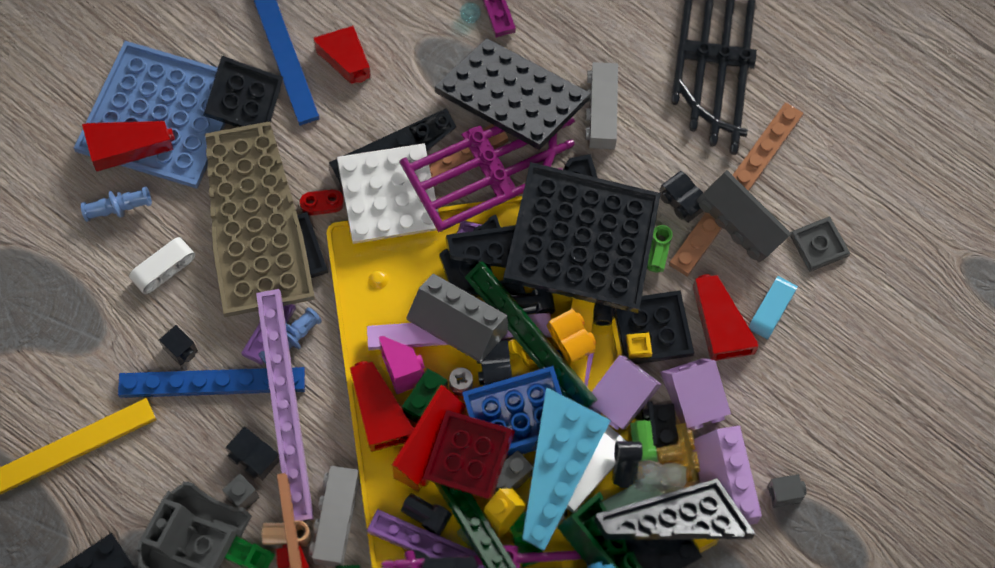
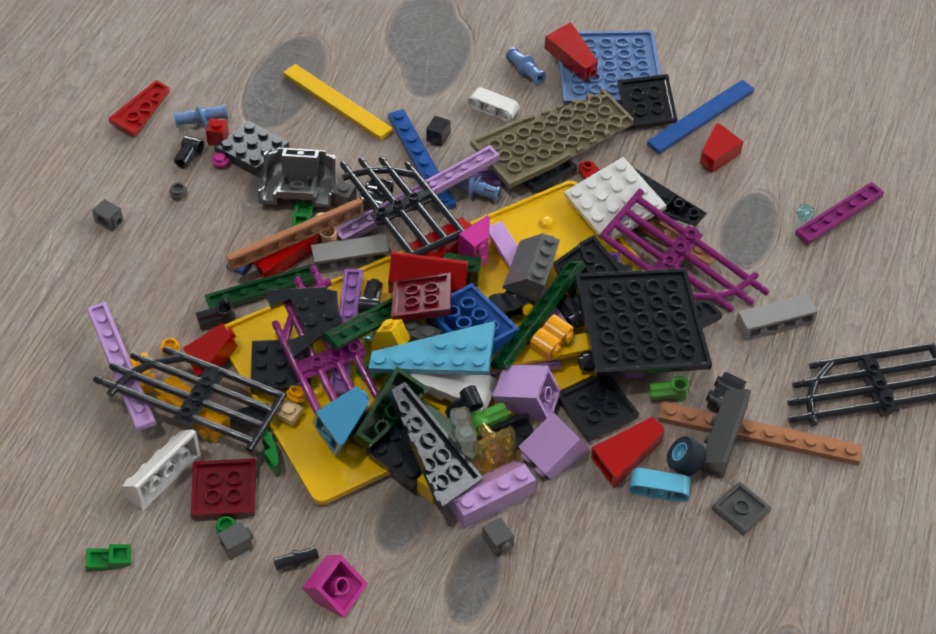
camera: 70 degrees right, 15 degrees down
(304, 424) = (401, 207): none -> black piece
(460, 386) = (489, 285): light grey wheel -> none
(512, 93) = (746, 251): plate -> none
(638, 345) = (574, 396): yellow tile -> none
(748, 273) = (686, 456): none -> black wheel

